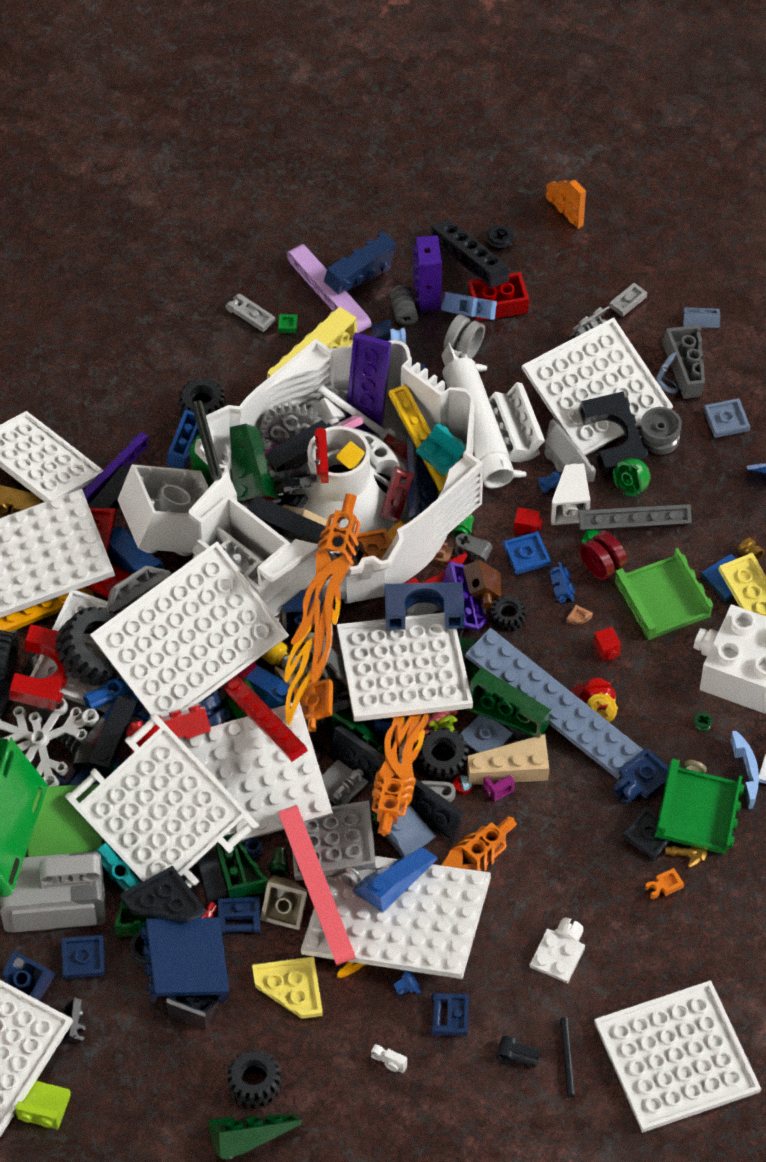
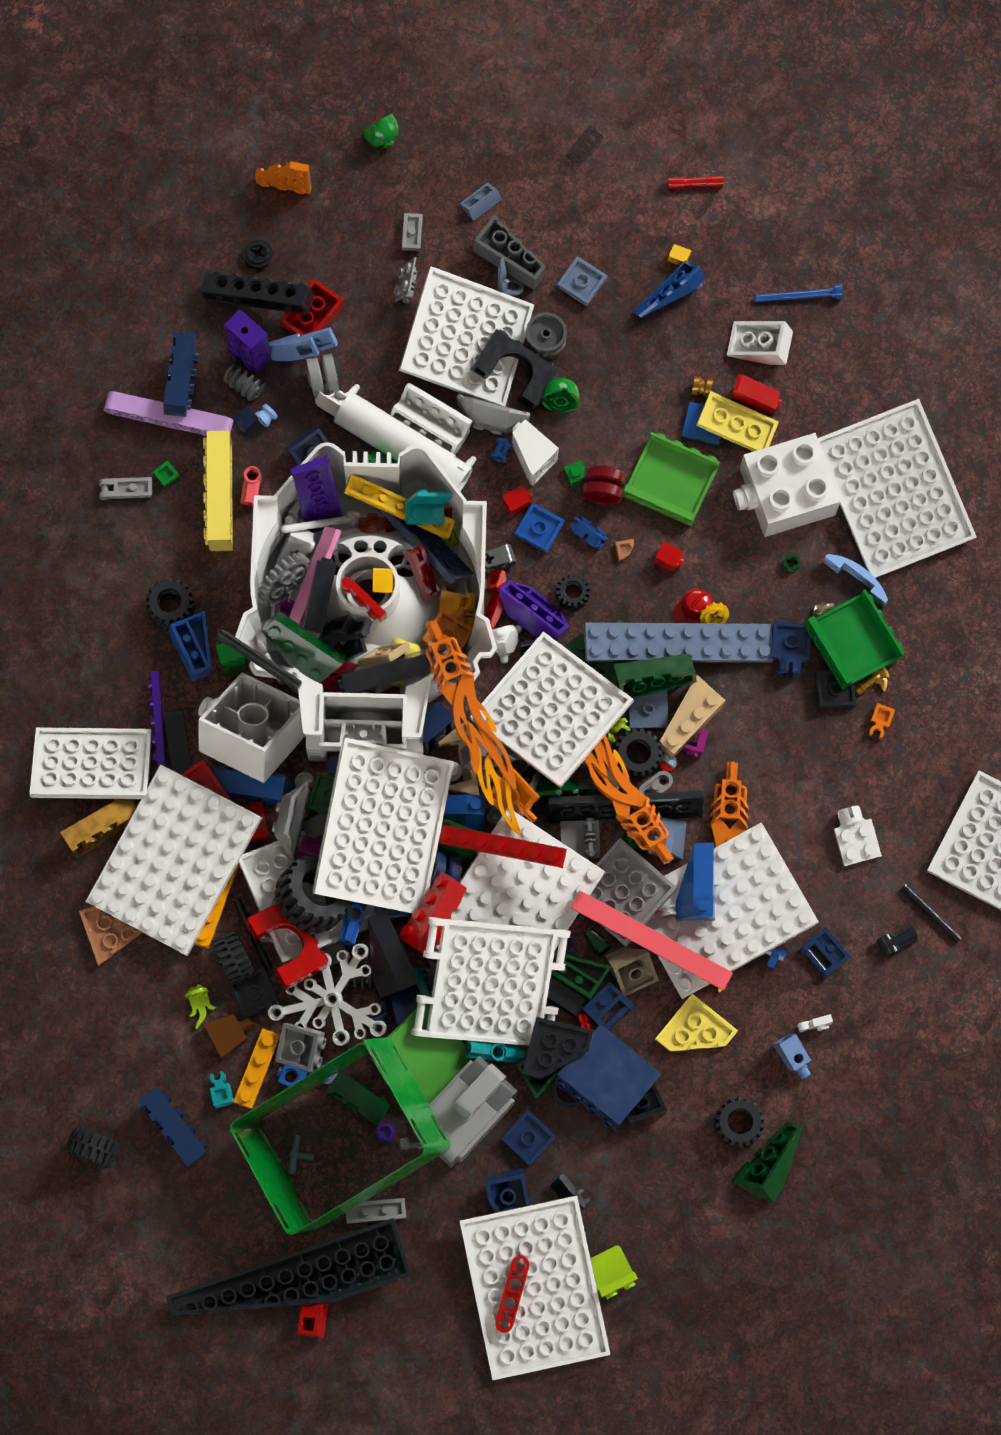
camera: 45 degrees left, 20 degrees up
(348, 1056) = (789, 1047): none -> medium blue torso
(444, 595) = (530, 623): dark blue arch -> none
(483, 582) = (537, 584): reddish brown torso -> none
(634, 516) = (594, 430): dark grey plate -> none
(669, 221) = (382, 132): none -> green cylinder

